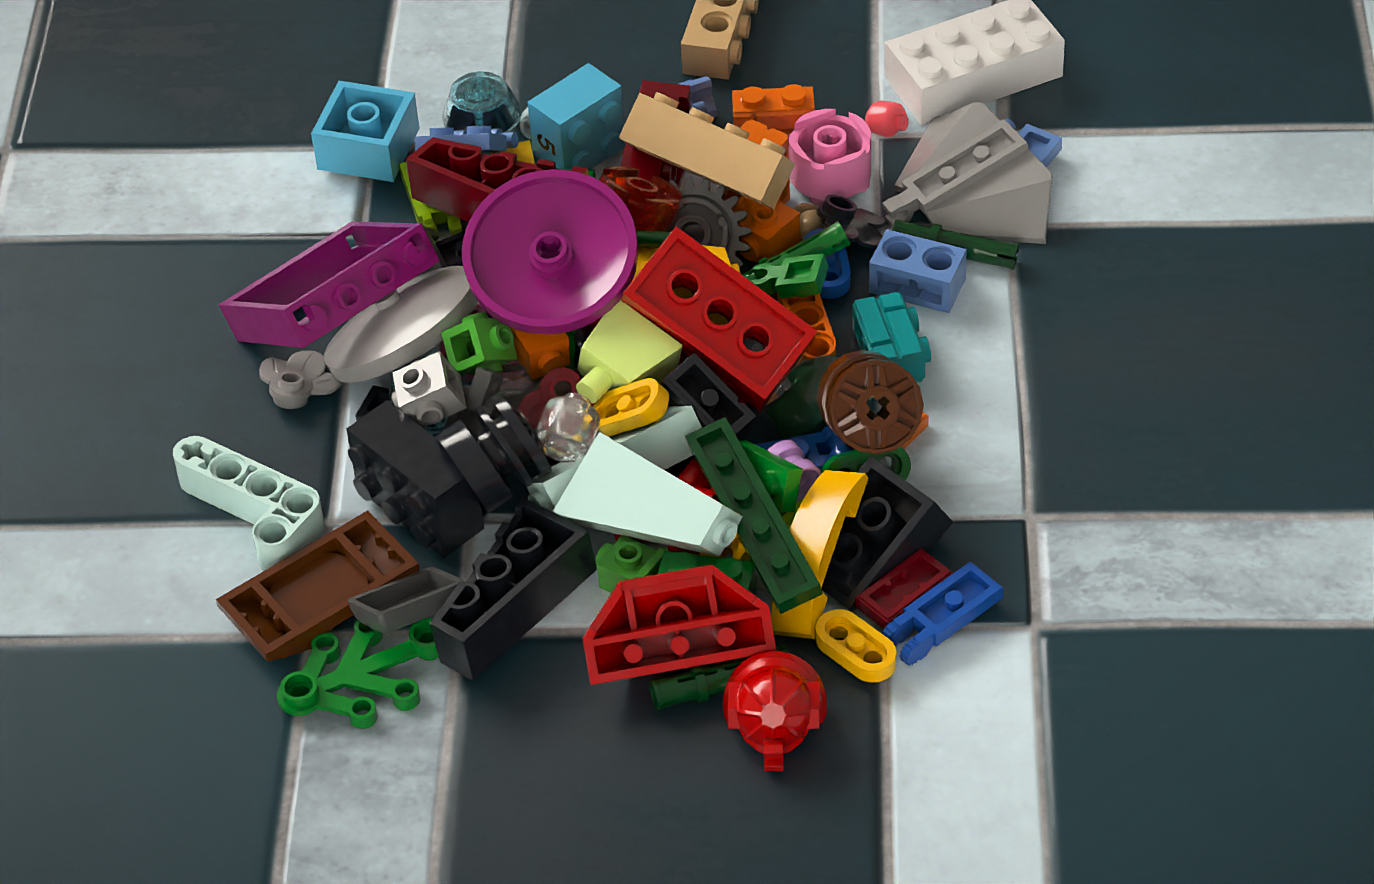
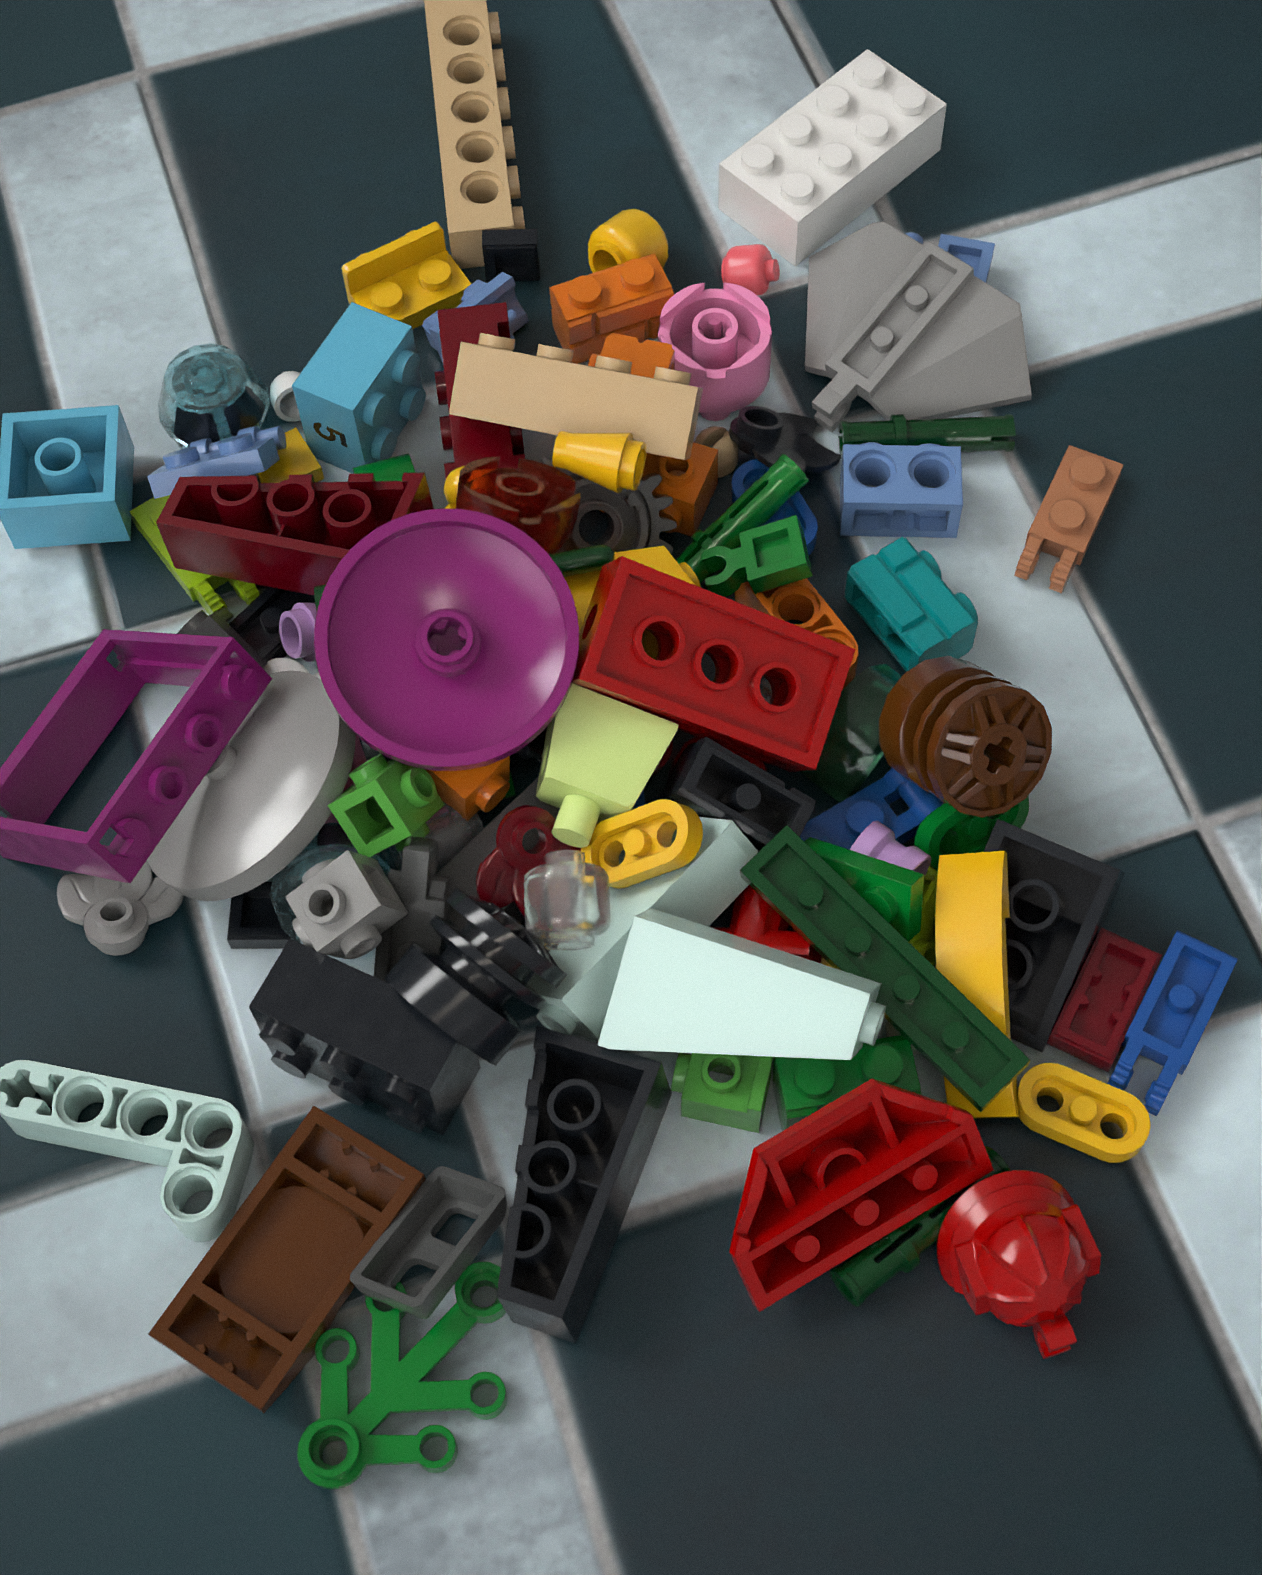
camera: 20 degrees left, 15 degrees up
(642, 60) = (407, 277): none -> yellow bracket
(707, 186) = (603, 458): none -> yellow cone
(722, 68) = (512, 253): none -> black tile
(806, 73) = (624, 238): none -> yellow head
(1030, 317) = (1069, 514): none -> nougat hinge

